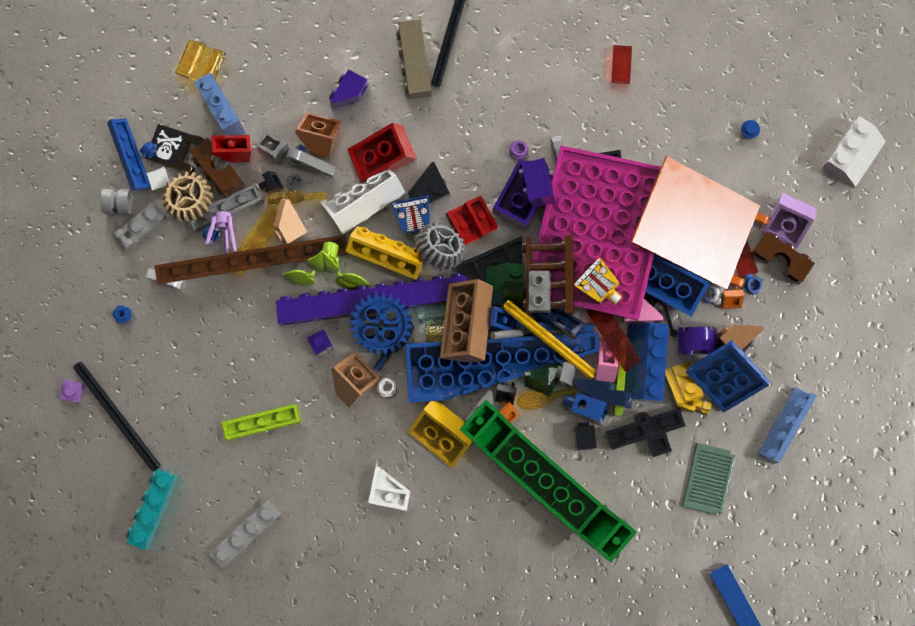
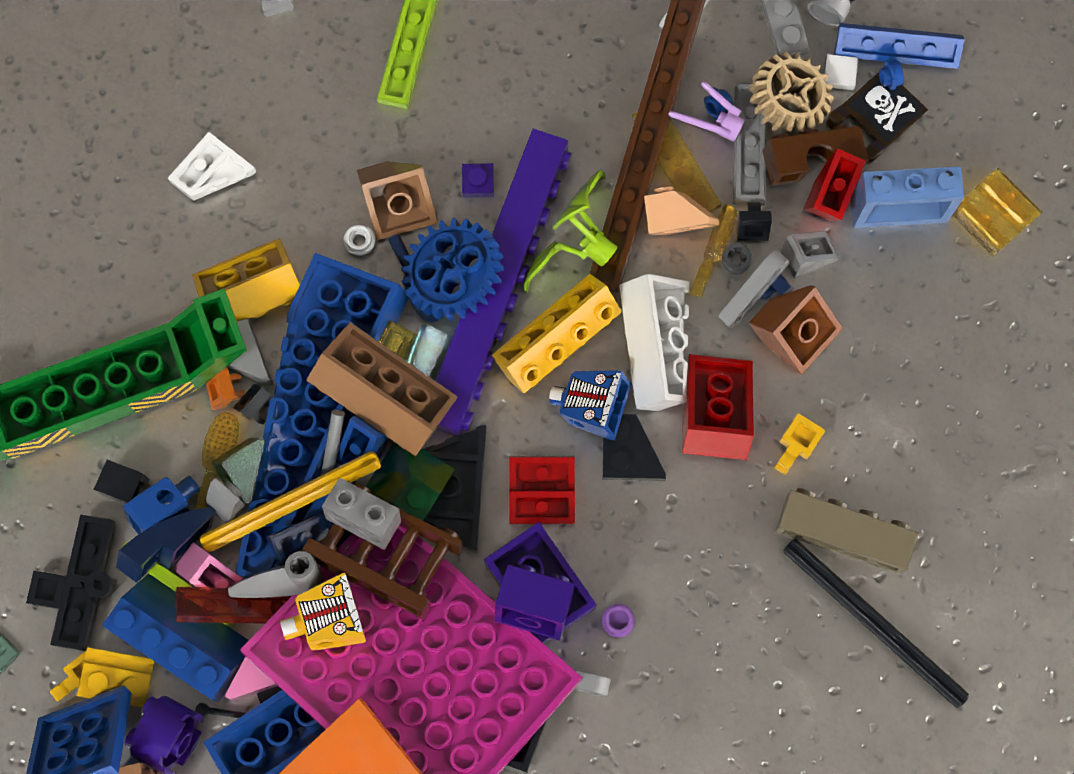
camera: 120 degrees right, 5 degrees down
(350, 89) = (844, 407): dark purple slope -> none
(378, 104) = (800, 440): none -> yellow plate
(440, 246) = (544, 414): light grey gear -> none
(593, 321) = (293, 578): none -> light grey piece

